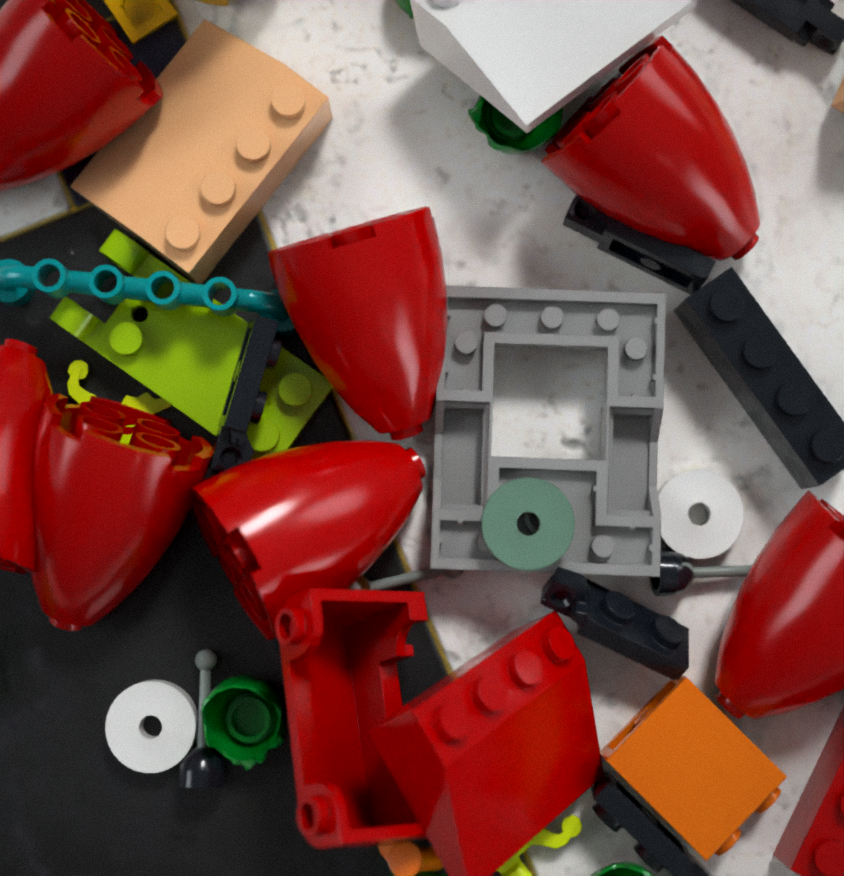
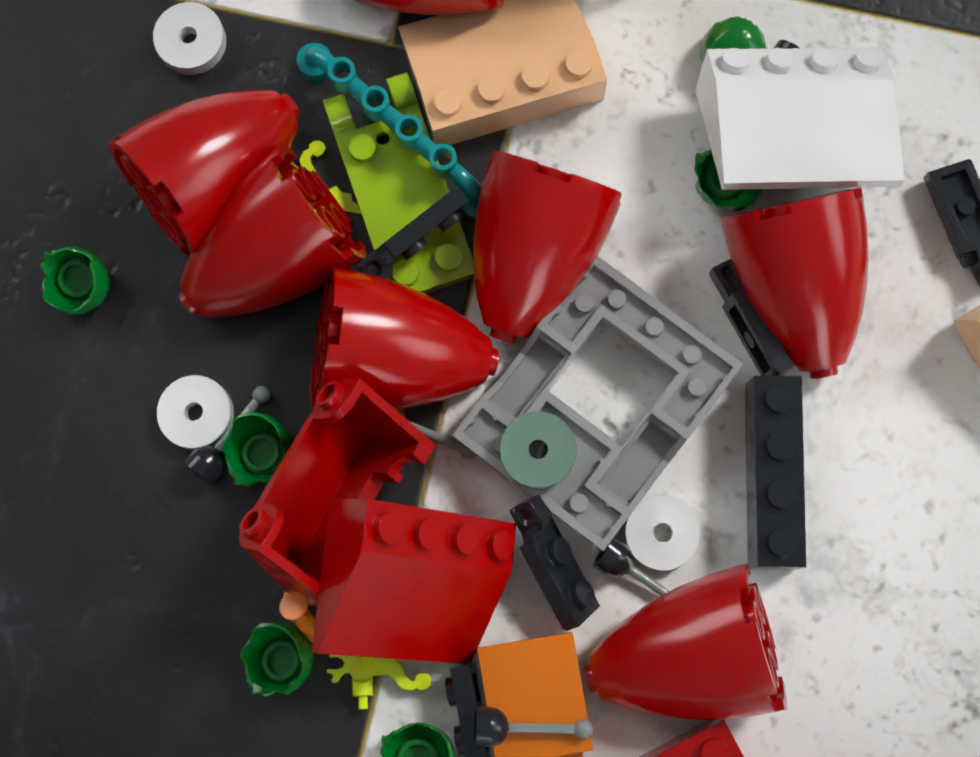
camera: 40 degrees right, 5 degrees down
(679, 828) = (493, 727): none -> hinge

